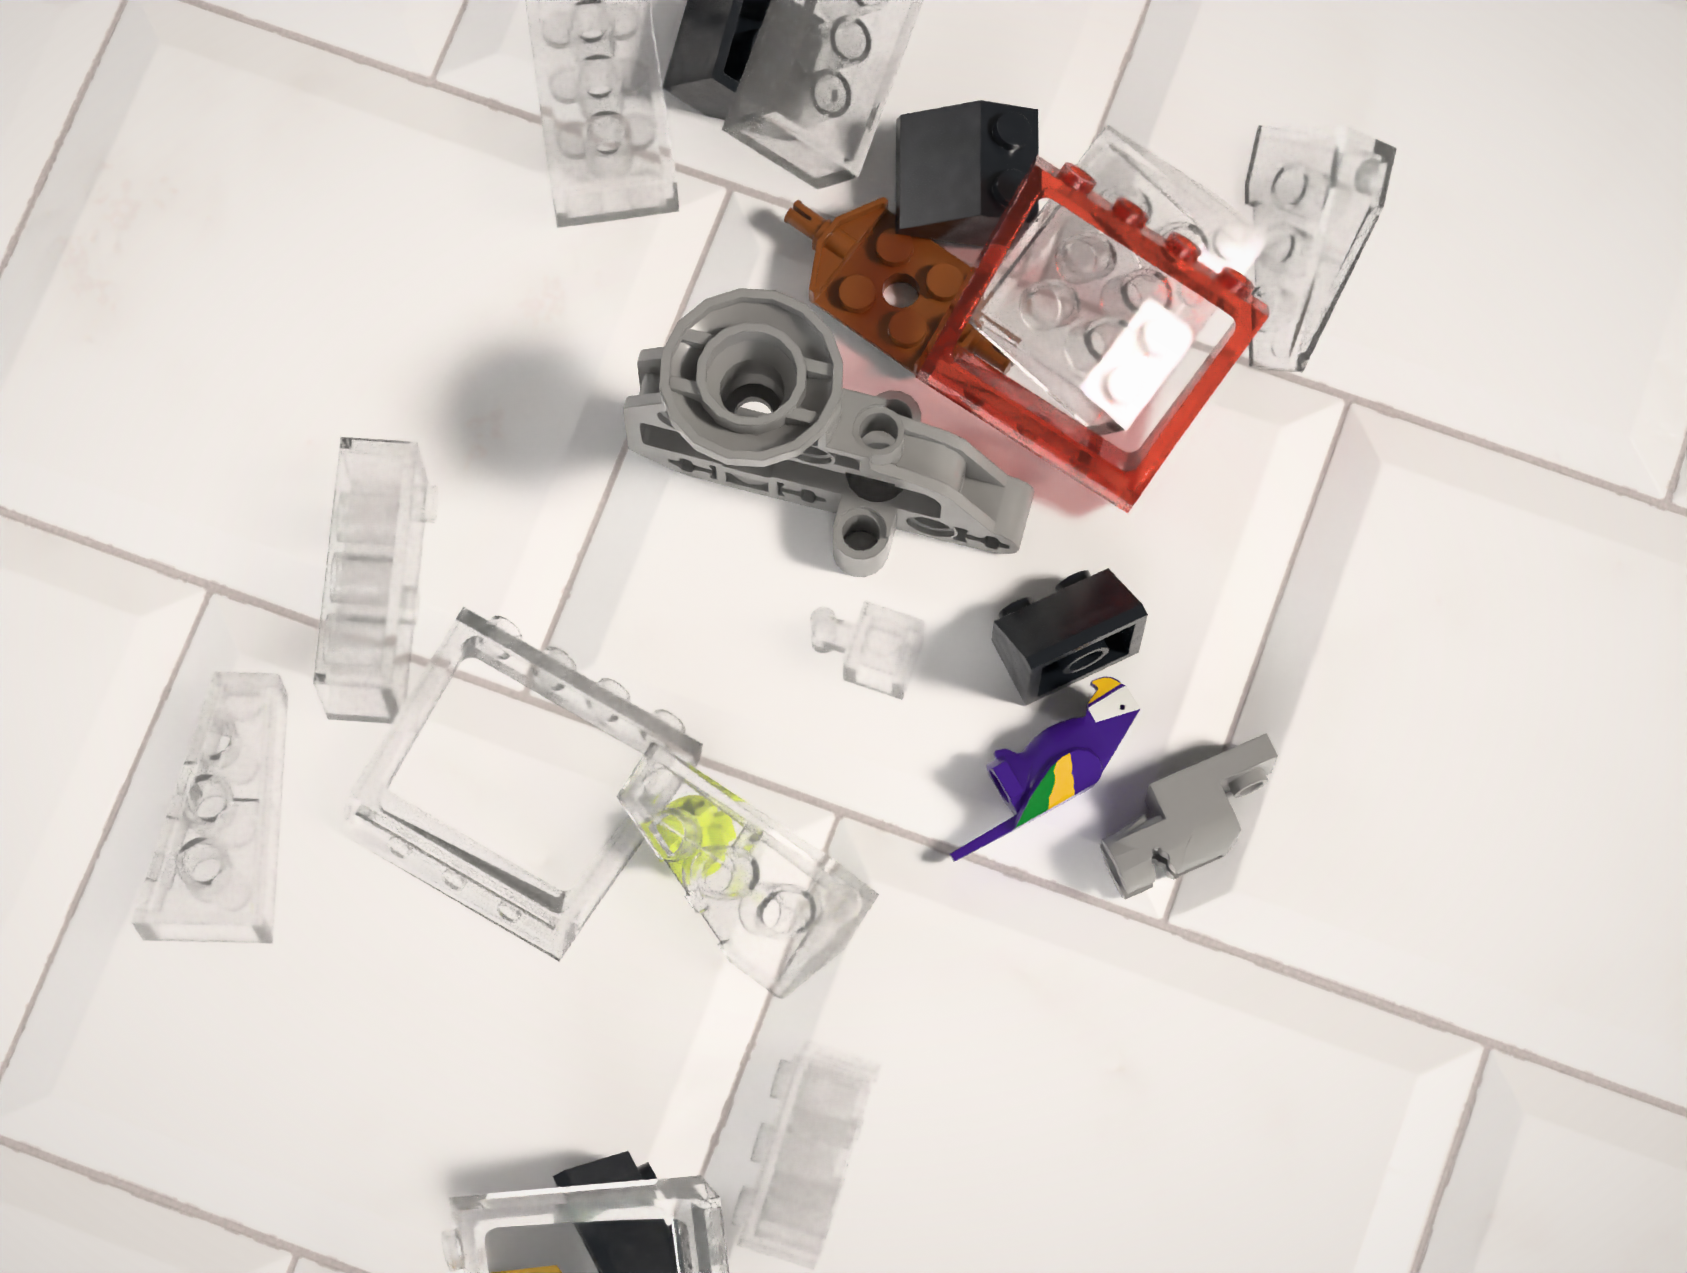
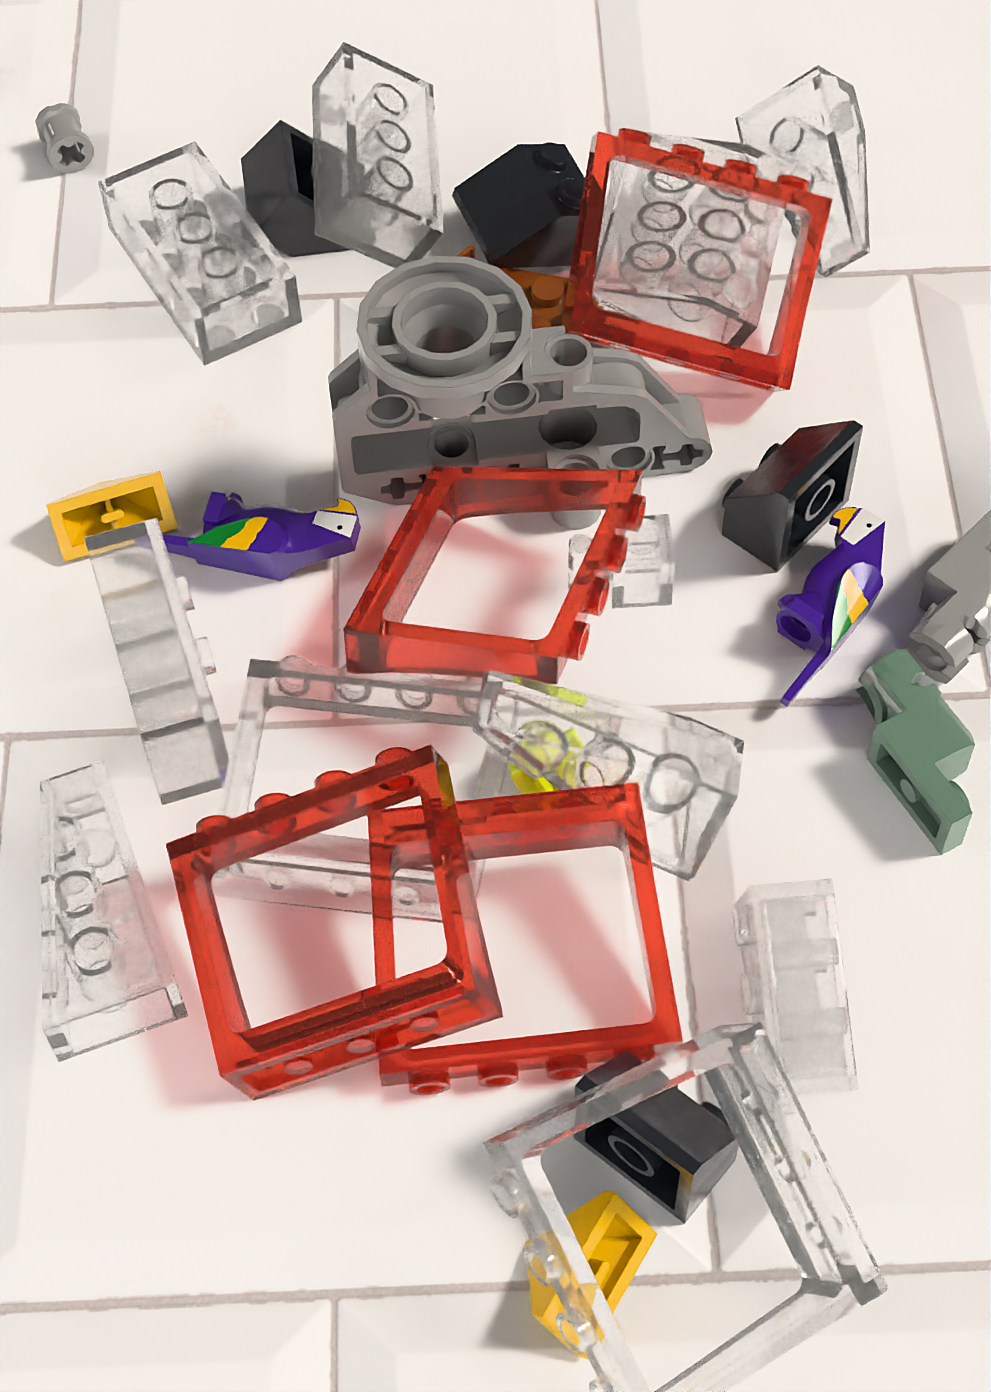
camera: 20 degrees left, 15 degrees down
(395, 375) = (109, 507): none -> yellow slope
(491, 1046) = (366, 1023): none -> clear red windscreen
(535, 469) = (268, 537): none -> dark purple animal
(607, 899) = (514, 828): none -> clear red windscreen
(714, 505) = (383, 644): none -> clear red windscreen
(1055, 957) = (918, 747): none -> sand green plate

